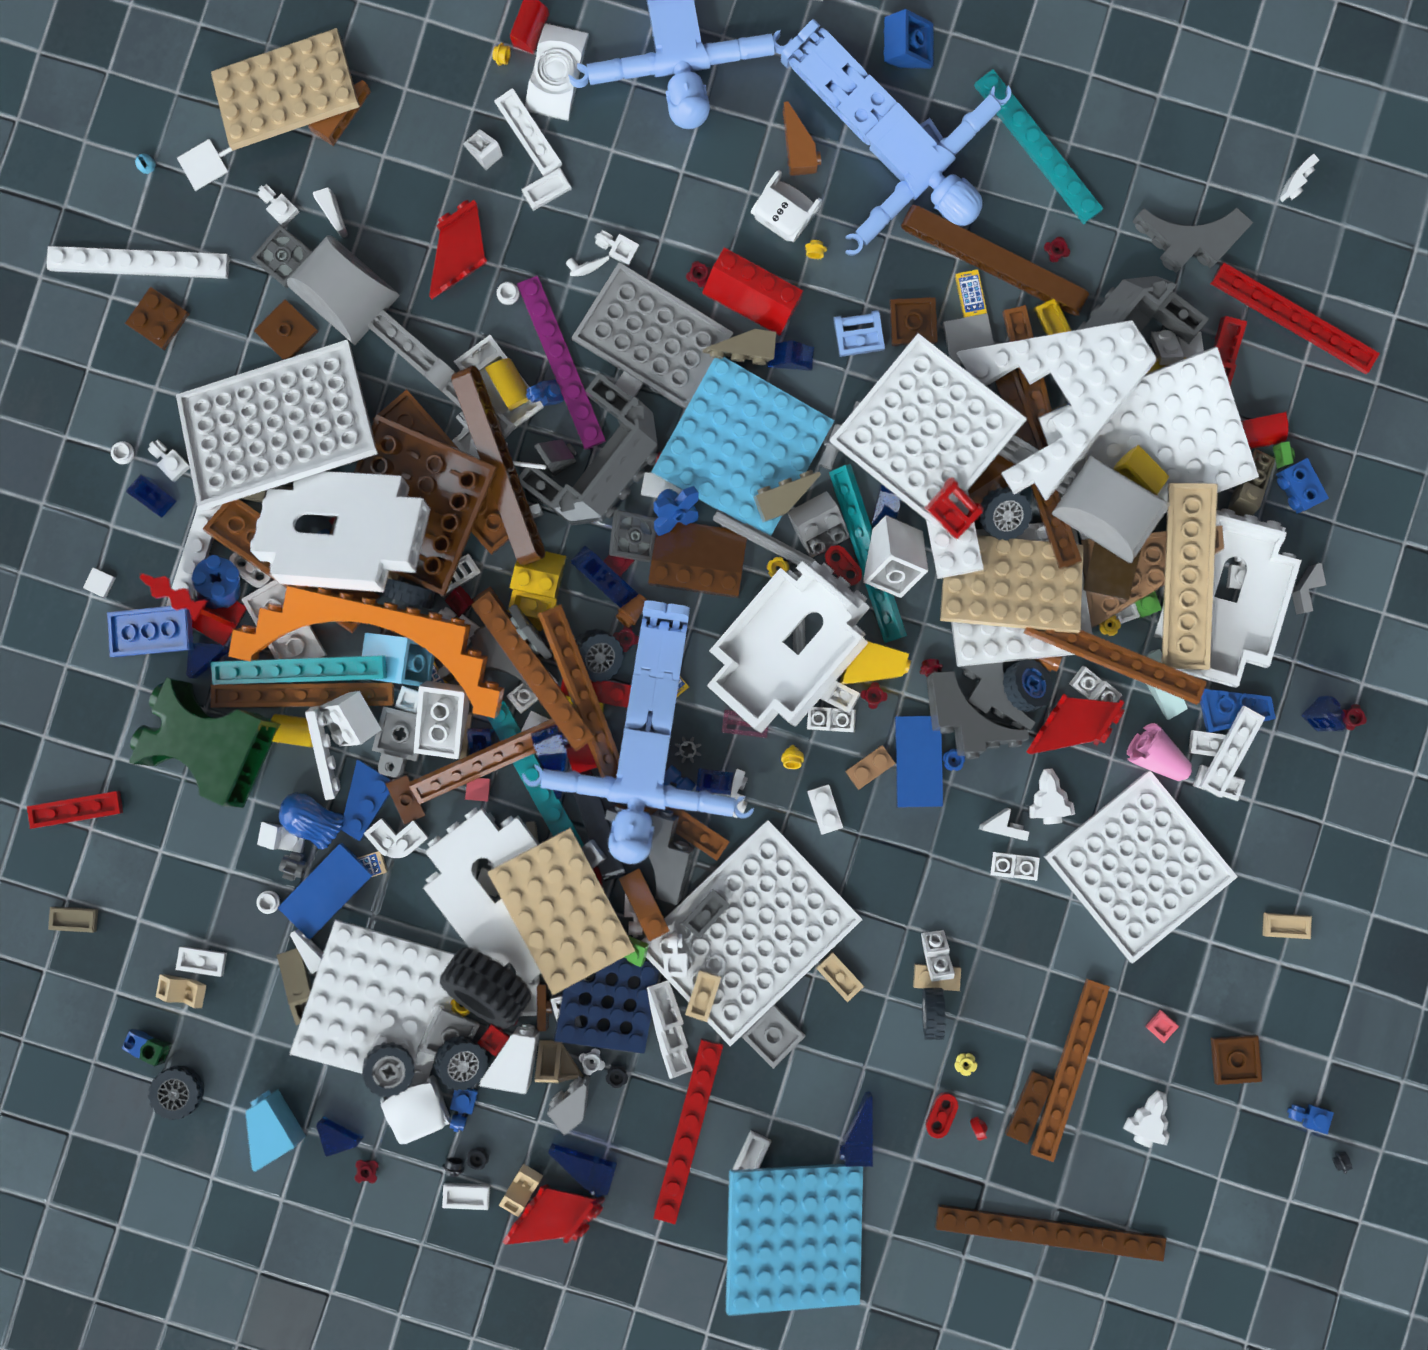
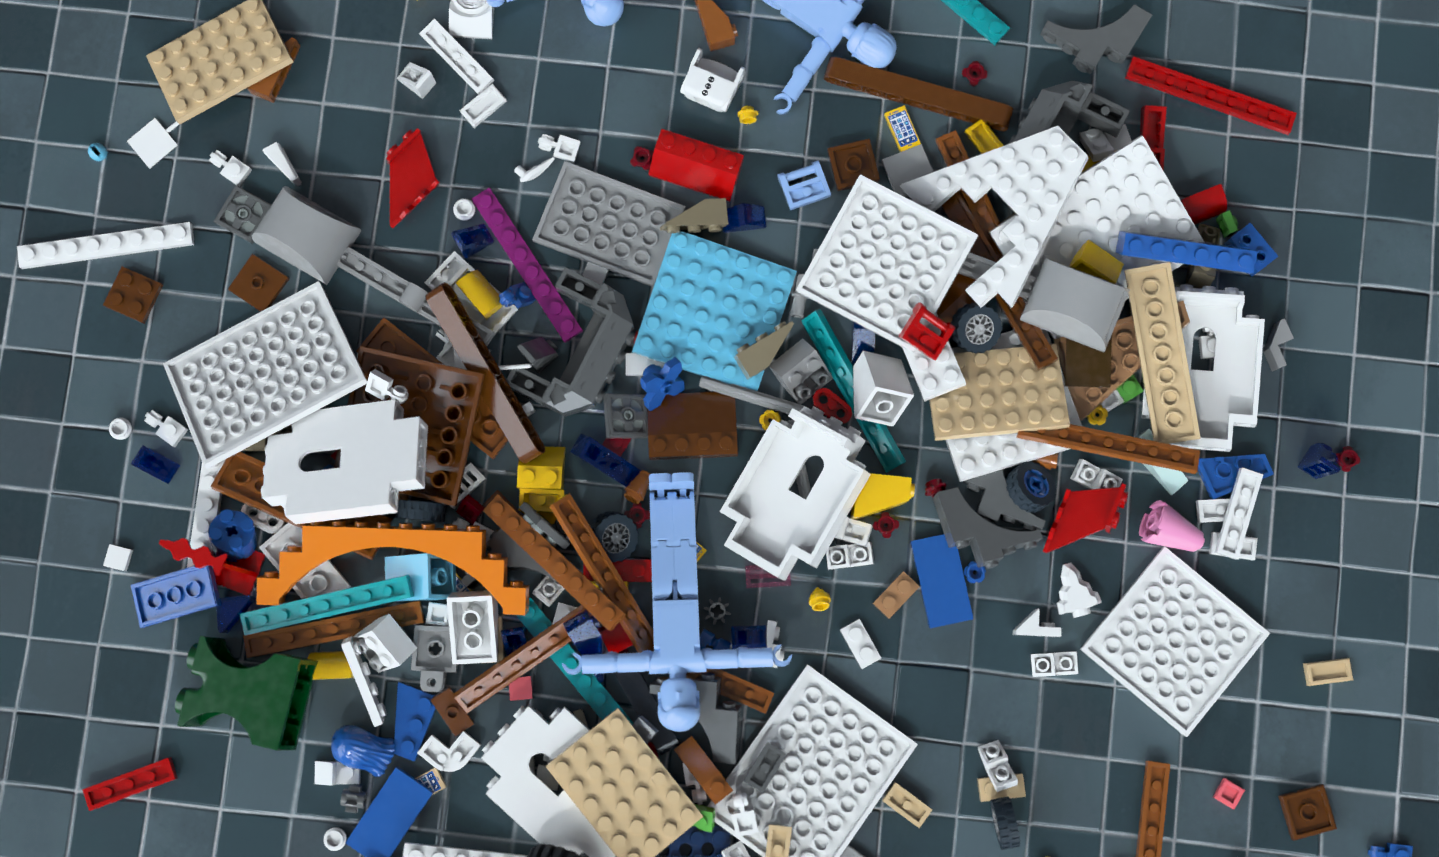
camera: 10 degrees left, 5 degrees down
(390, 461) = (381, 387): none -> white plate
(510, 326) = (472, 239): none -> clear blue slope
(1235, 476) = (1186, 252): none -> blue brick

